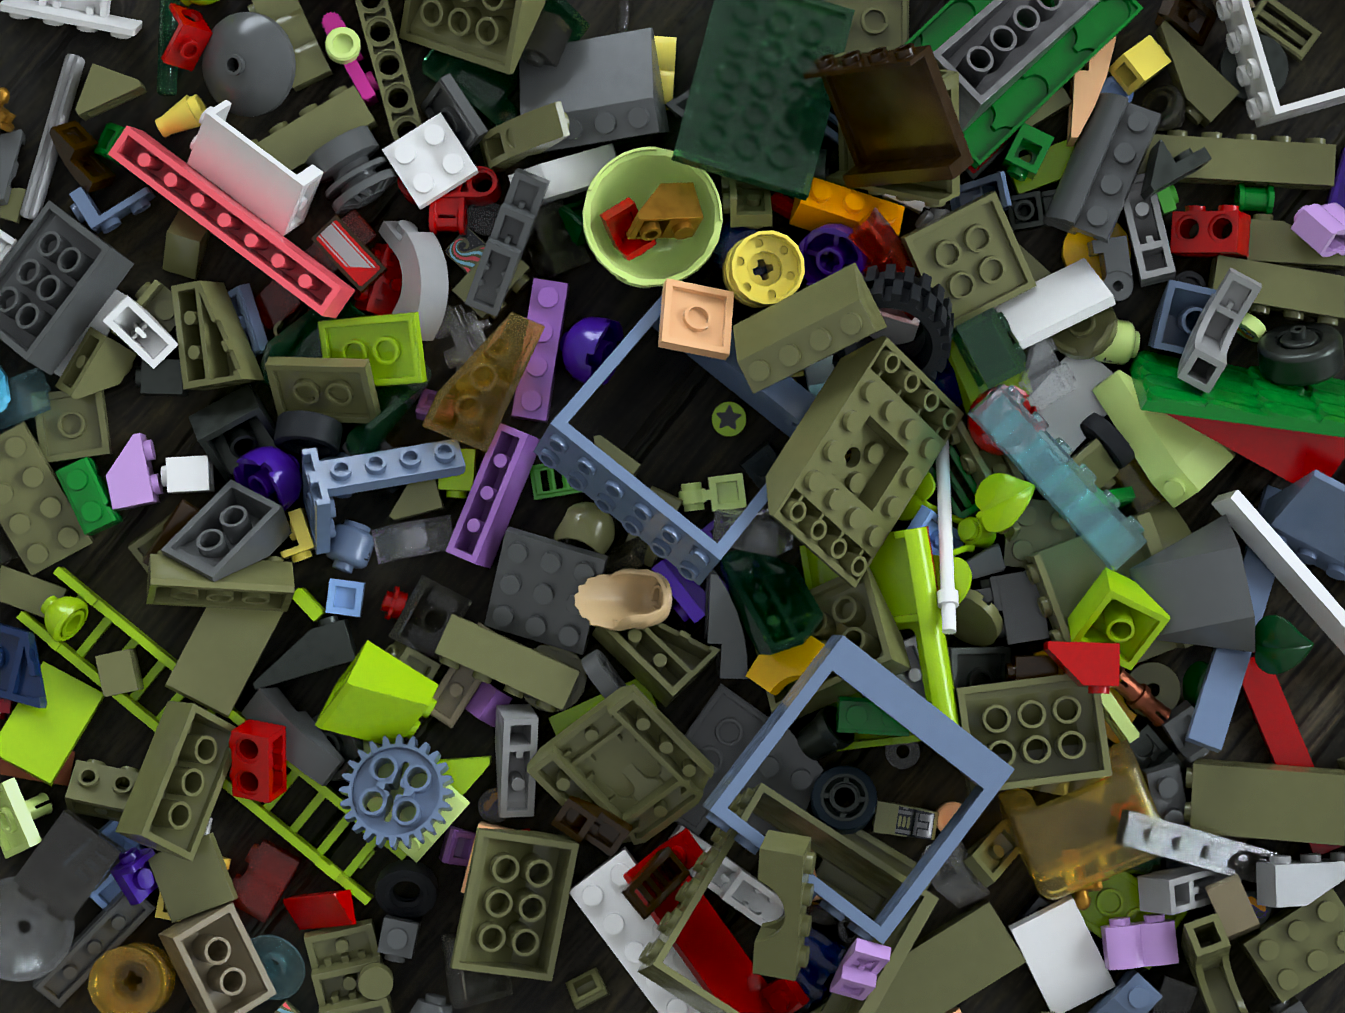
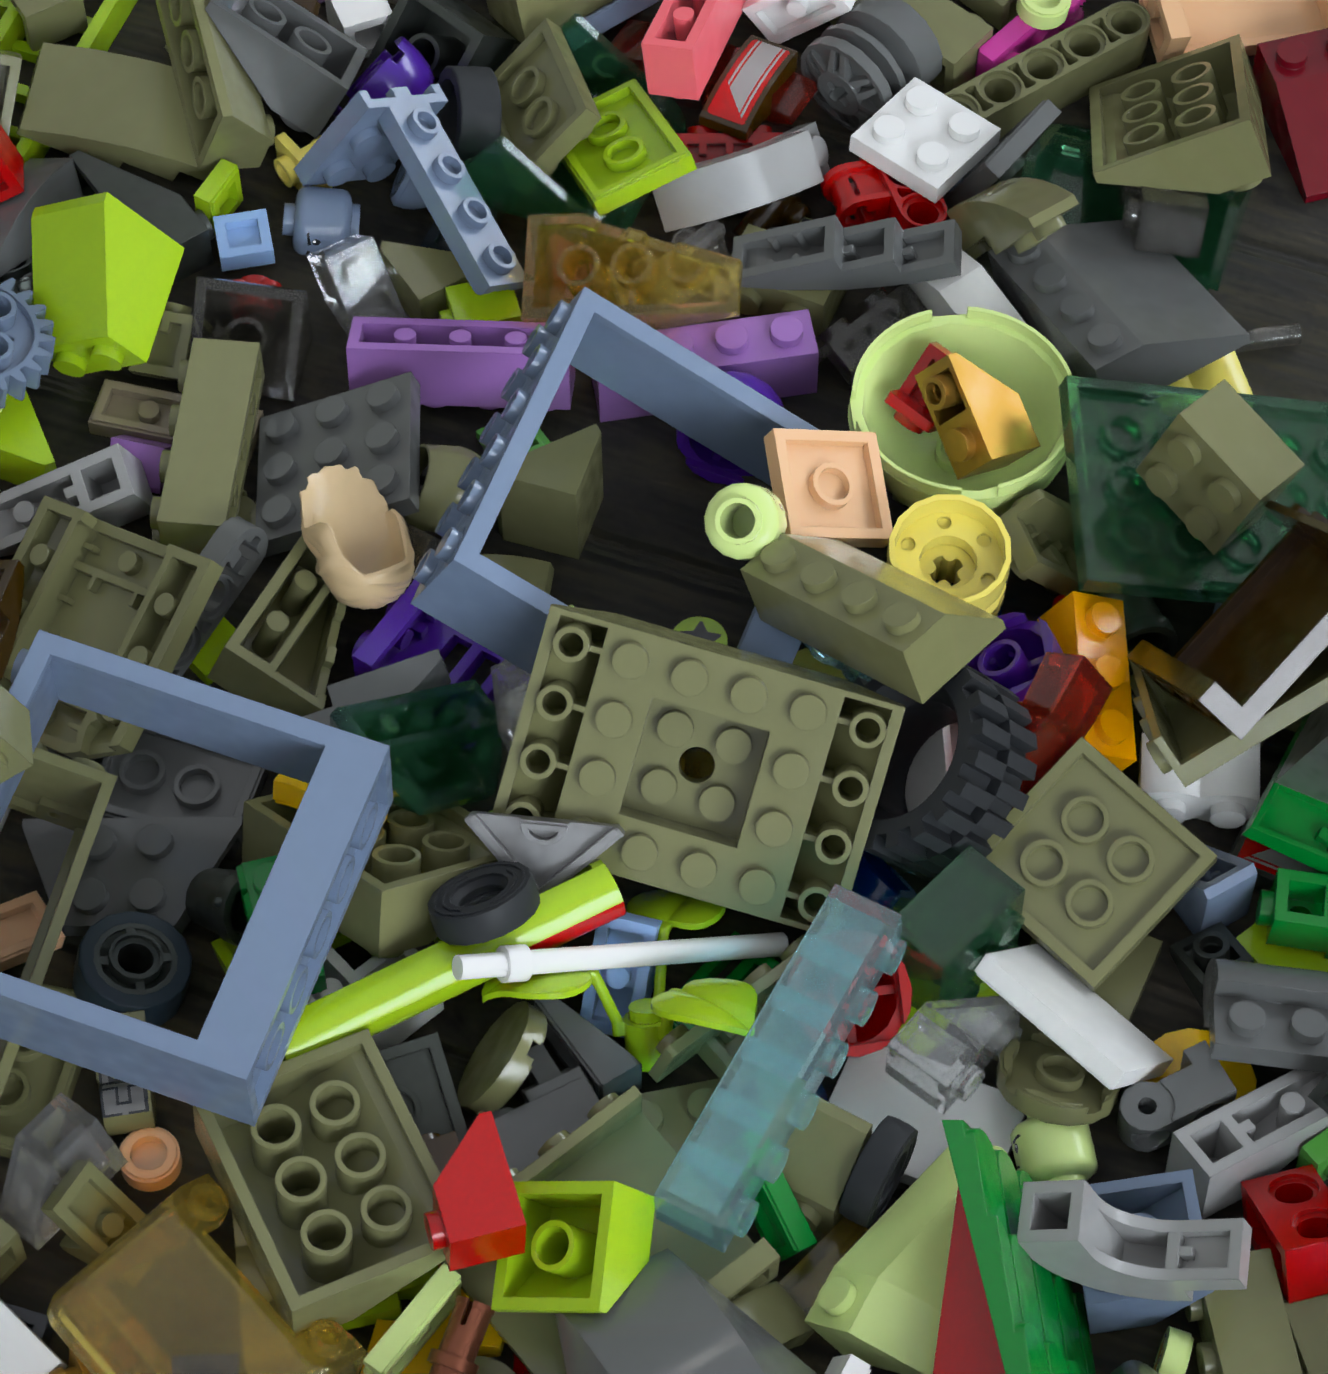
camera: 75 degrees right, 30 degrees down
(722, 379) = (744, 520): none -> yellowish green head
(771, 94) = (1219, 466): none -> olive brick
(880, 559) = (547, 846): none -> flat silver tile
(929, 599) = (483, 903): none -> black tyre

